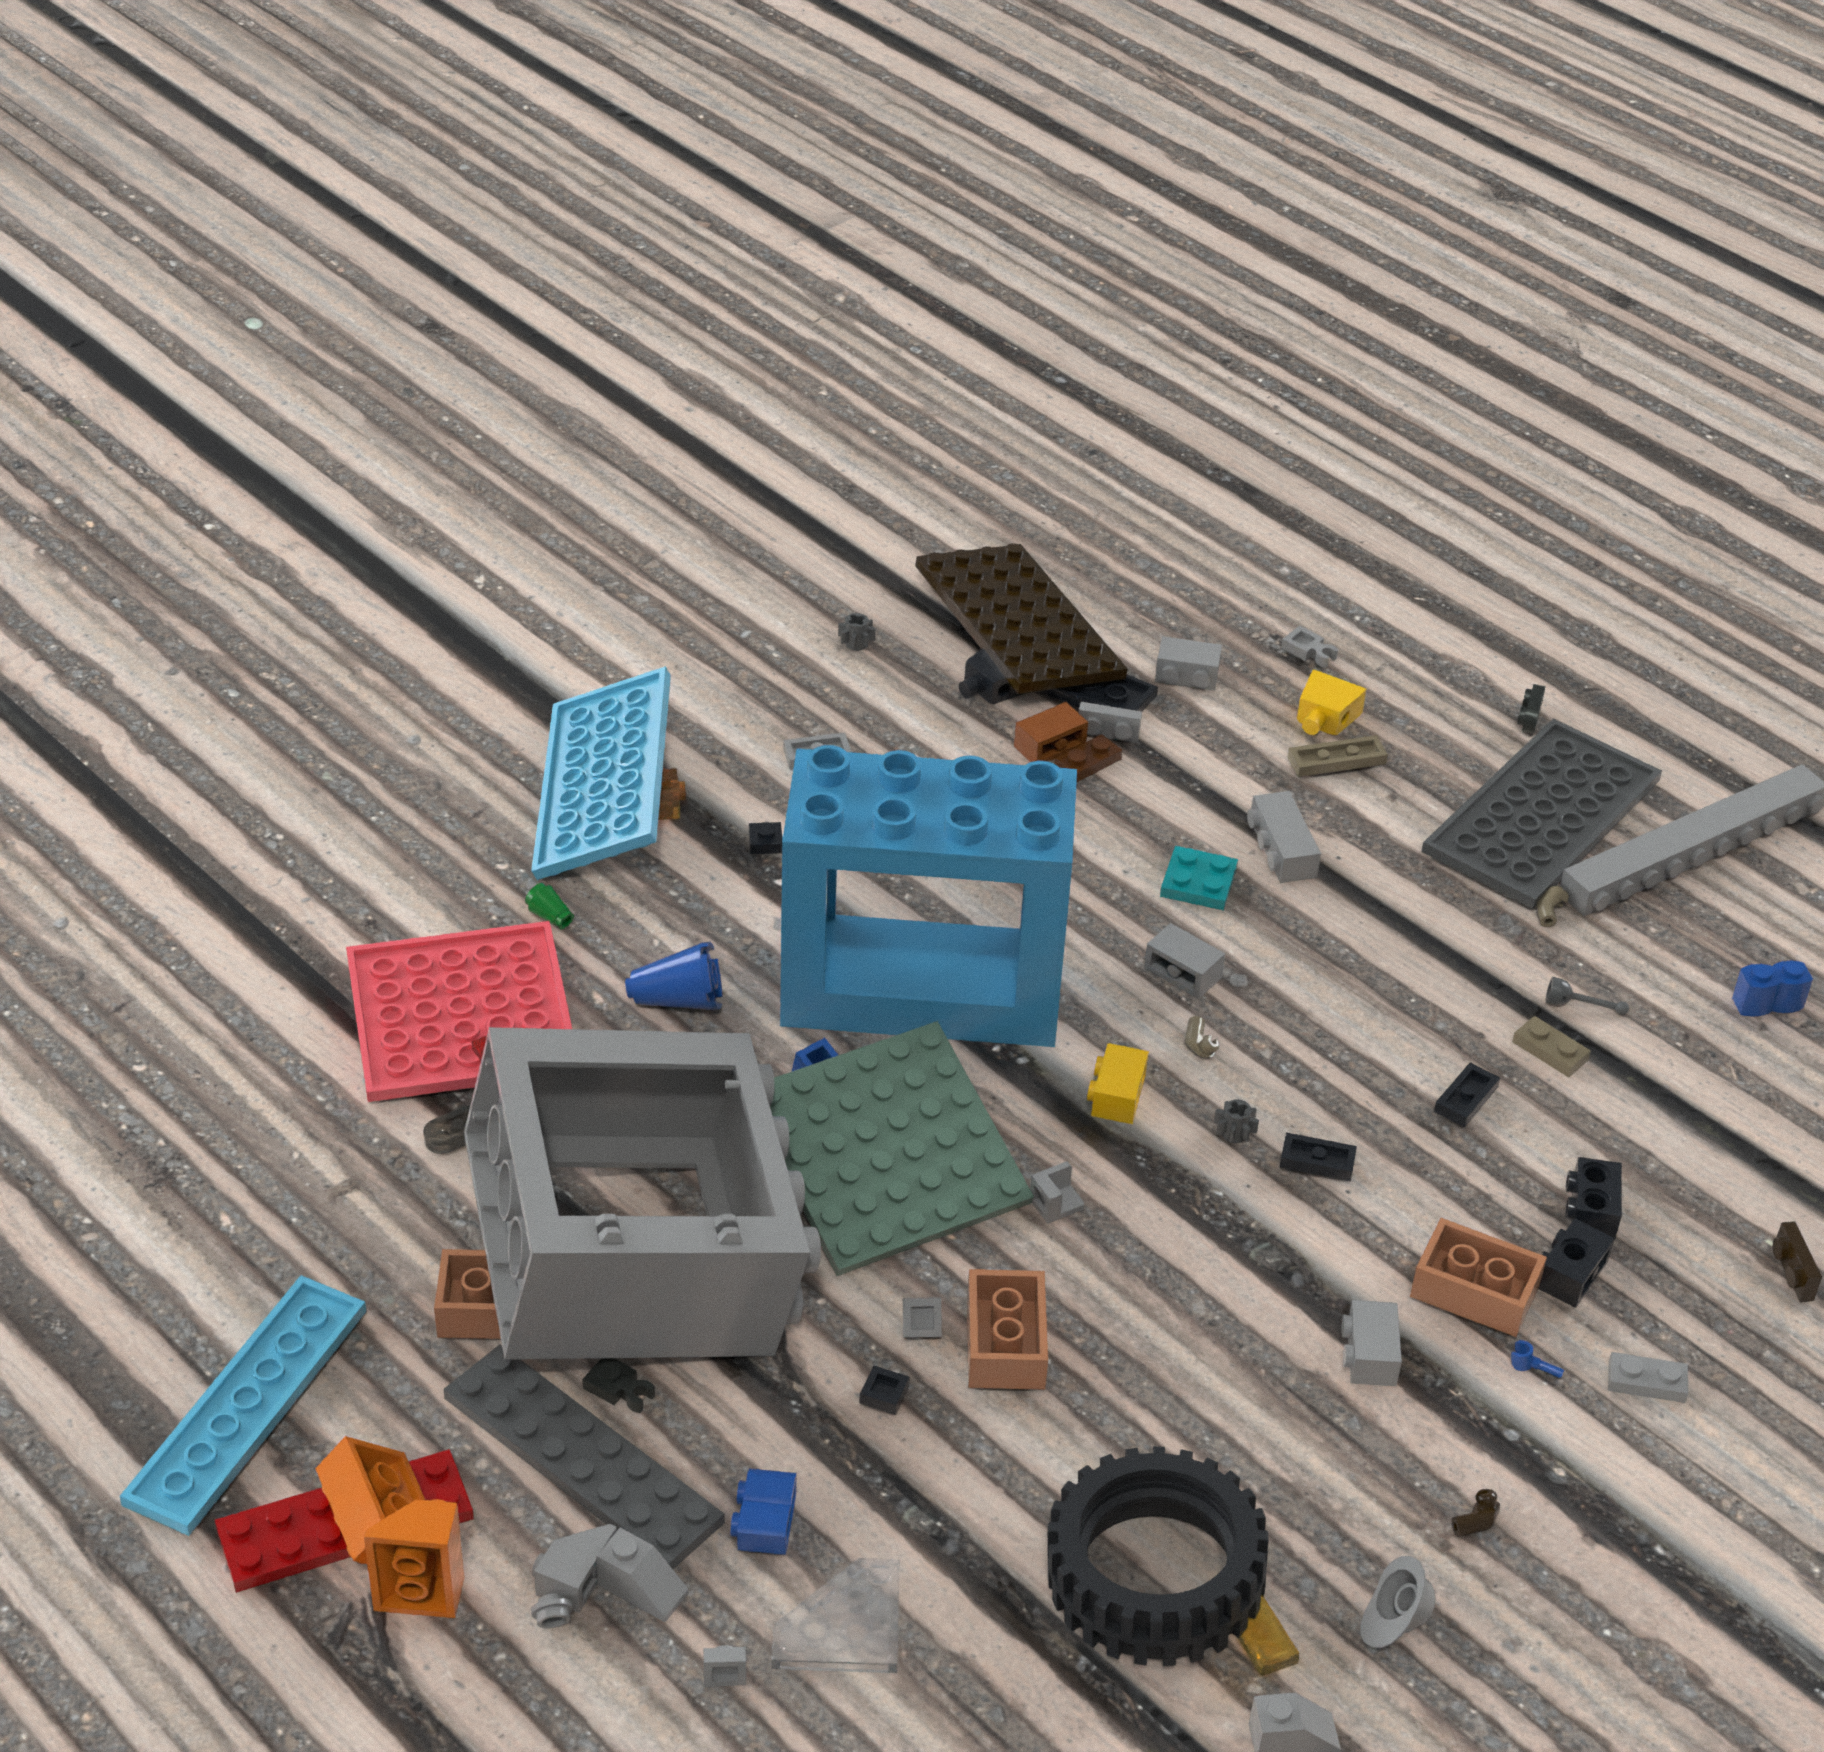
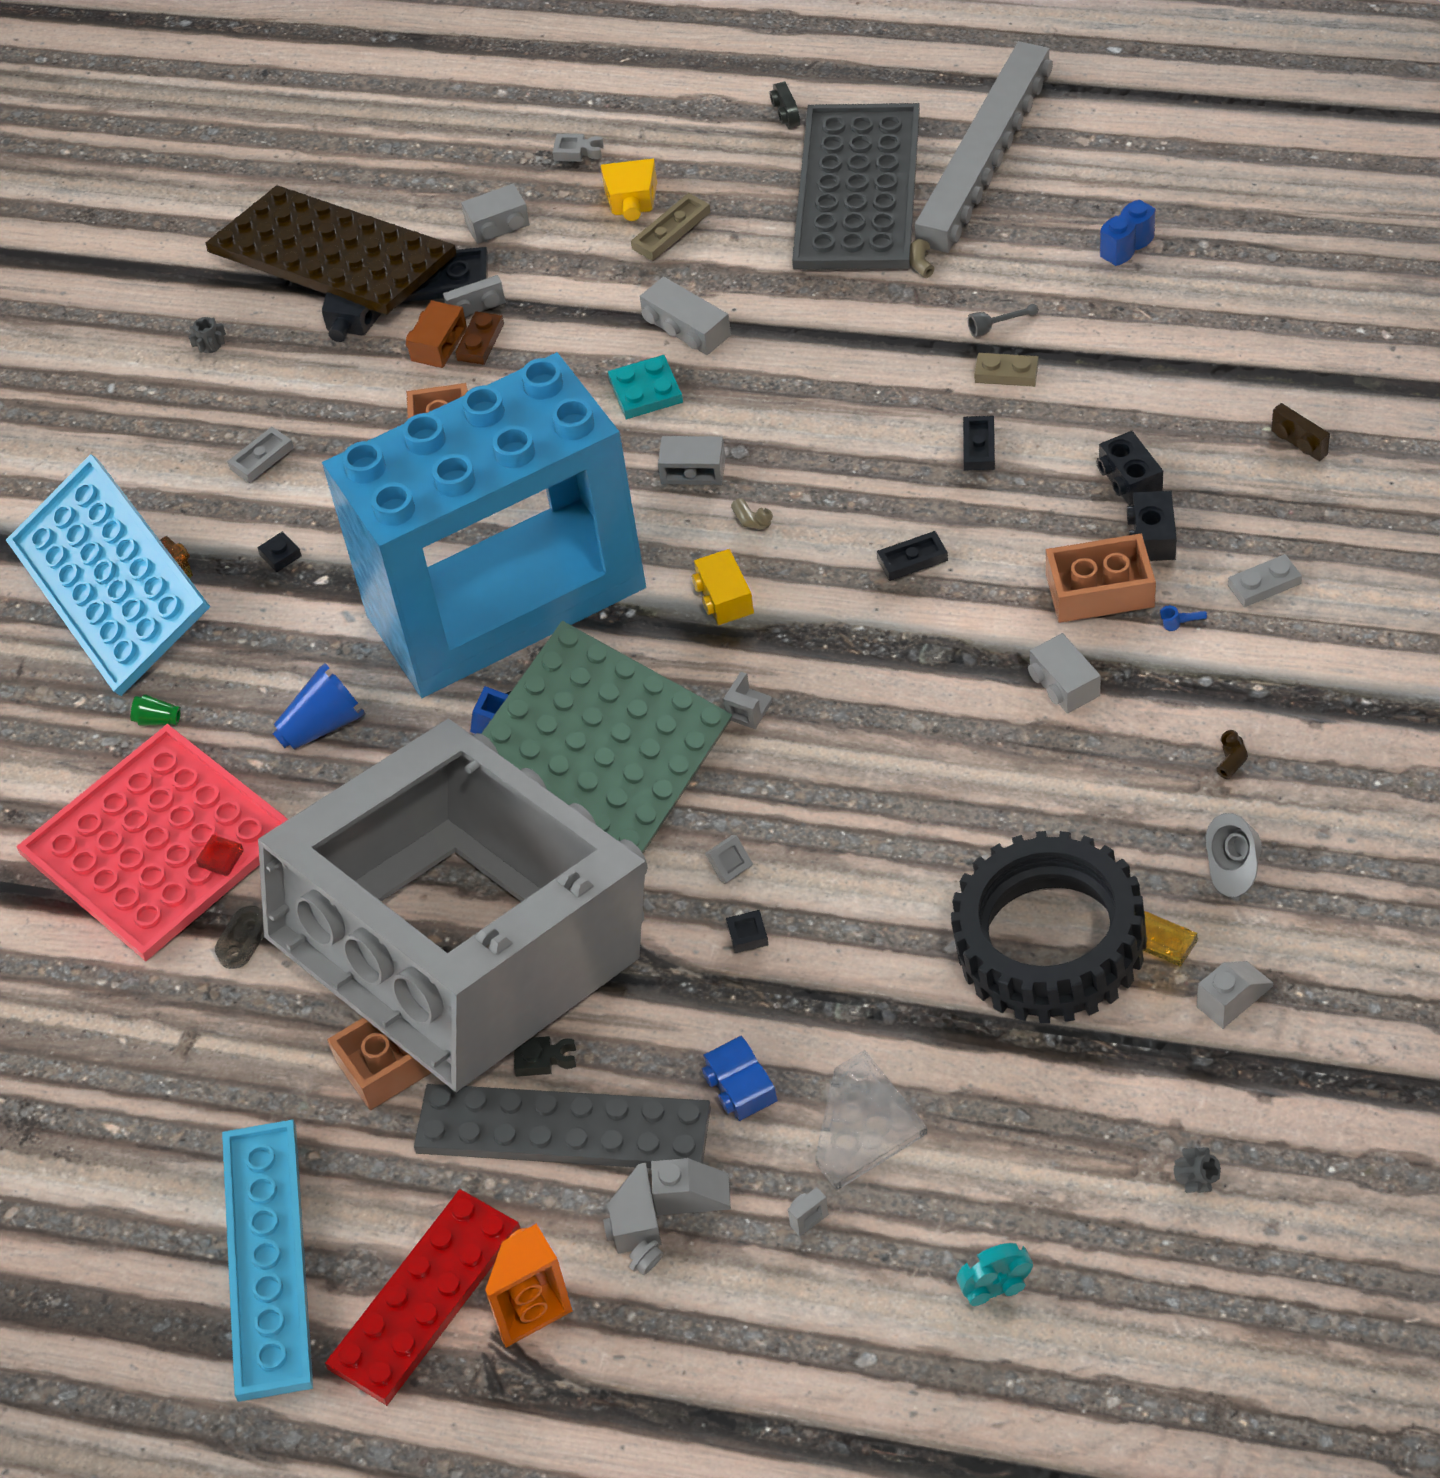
camera: 25 degrees left, 10 degrees up
(365, 1487) = (442, 1265): orange slope -> none
(1007, 1329) = (802, 828): nougat brick -> none
(1236, 1121) = (832, 564): dark grey gear -> none

